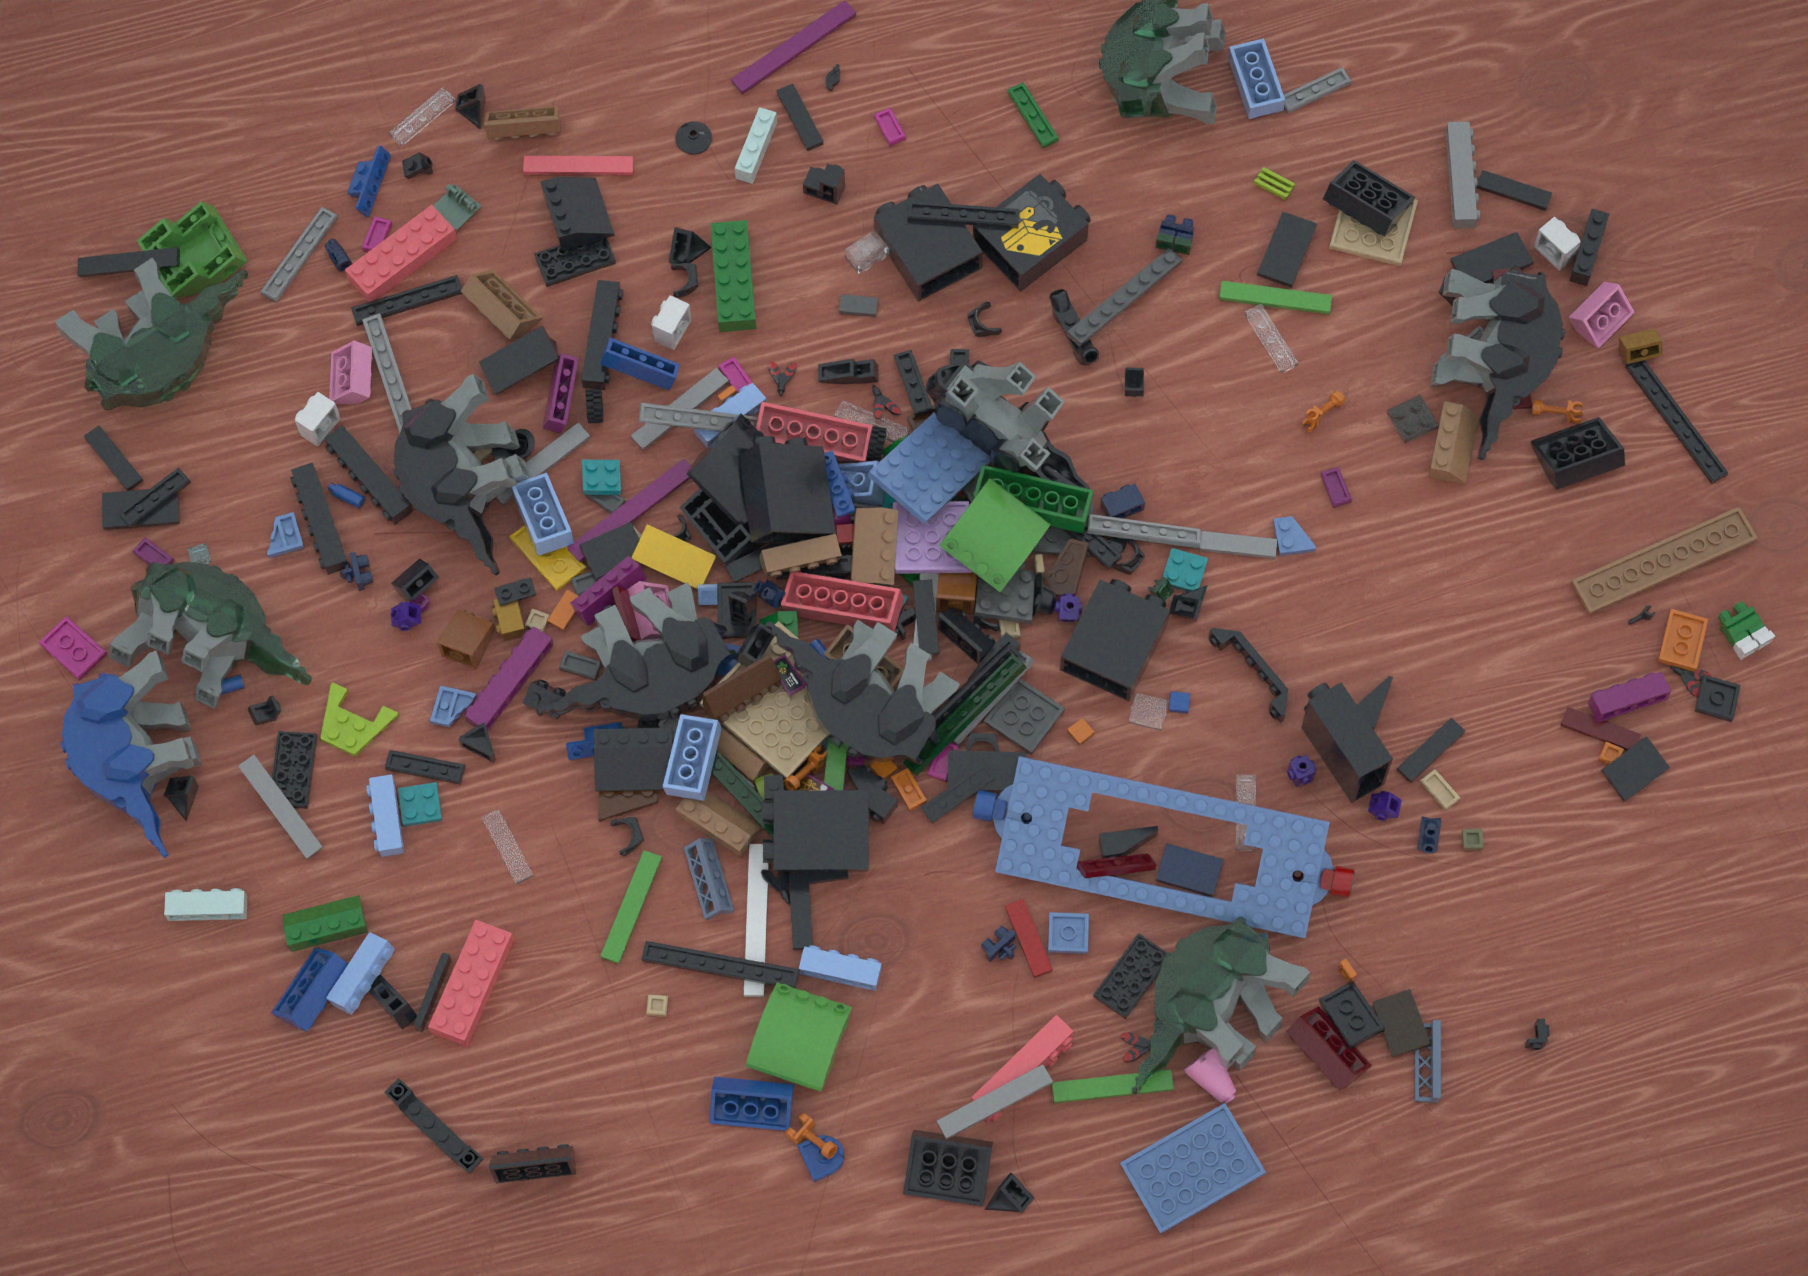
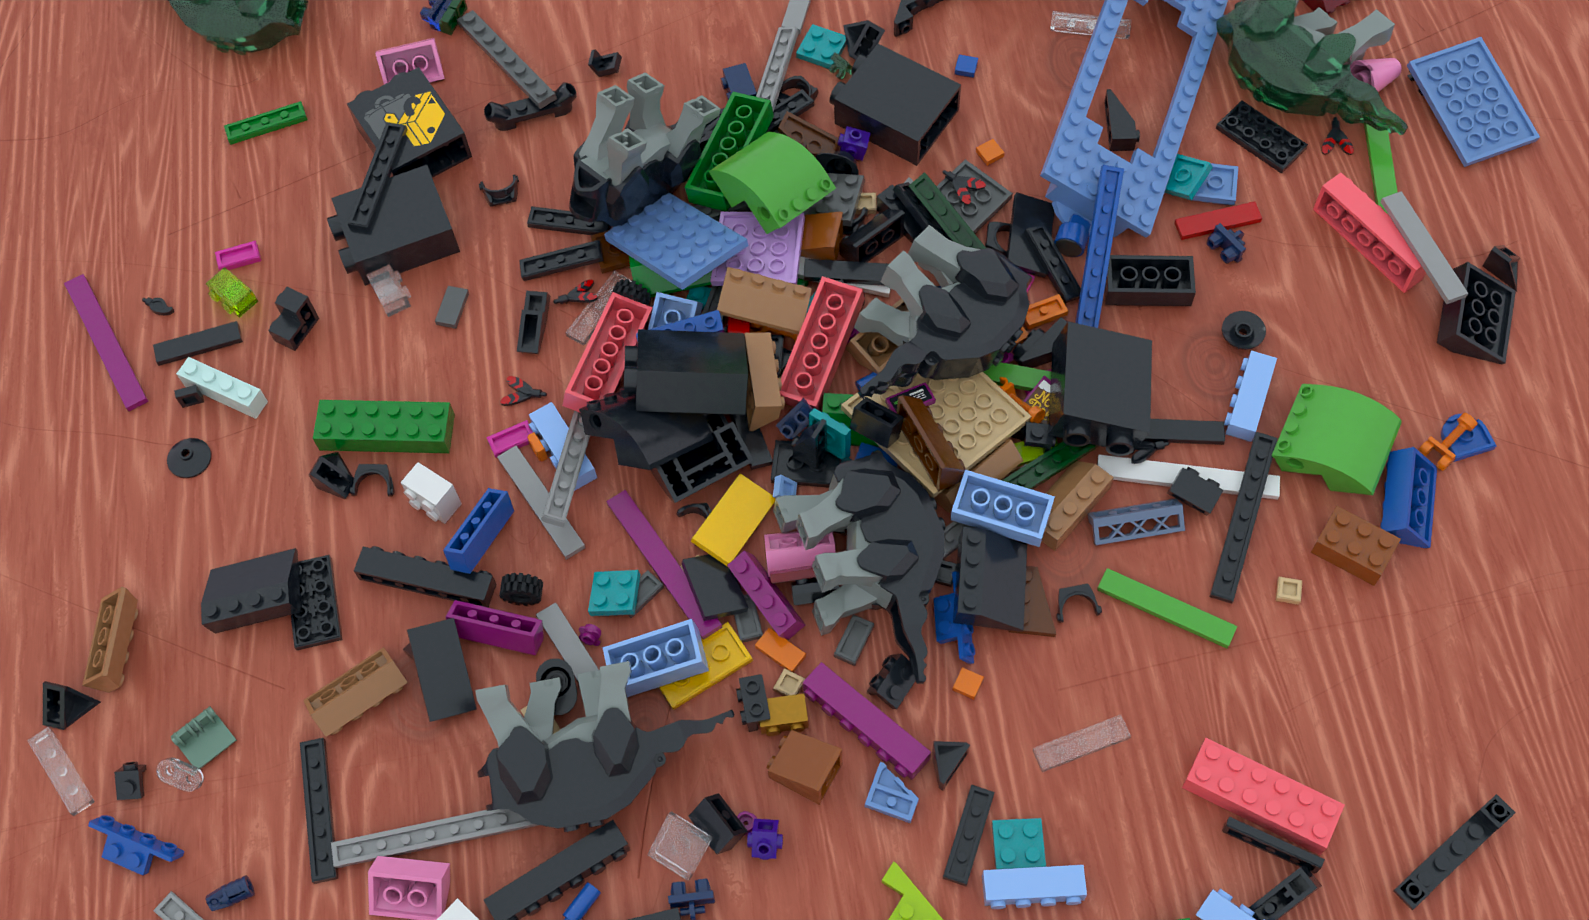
camera: 80 degrees left, 5 degrees down
(377, 233) = (215, 841): dark pink tile -> none
(396, 556) = (679, 846): none -> clear tile
(401, 254) = (253, 810): coral brick -> none
(424, 196) = (181, 776): none -> clear plate
(533, 1164) = (1500, 735): black slope -> none
(550, 755) = (968, 683): none -> orange tile
(563, 465) = (590, 634): none -> magenta plate
(578, 165) = (187, 588): coral tile -> none
(700, 1056) = (1355, 545): none -> dark orange brick
(737, 921) = (1195, 491): none -> black brick
(745, 121) = (189, 396): none -> black tile
(757, 615) = (837, 434): none -> teal plate
(849, 130) = (231, 293): none -> clear neon green brick
(907, 951) = (1247, 323): none -> black dish
(947, 874) = (1150, 280): none -> black brick
(961, 821) = (1099, 245): none -> blue plate
(1032, 704) = (961, 184): none -> piece
(1067, 902) = (1187, 176): none -> teal plate
(1111, 218) = (409, 57): none -> bright pink slope
(1116, 865) = (1149, 127): dark red tile -> none
(1148, 711) = (974, 93): clear piece -> none
(1189, 870) = (1149, 76): dark blue tile -> none

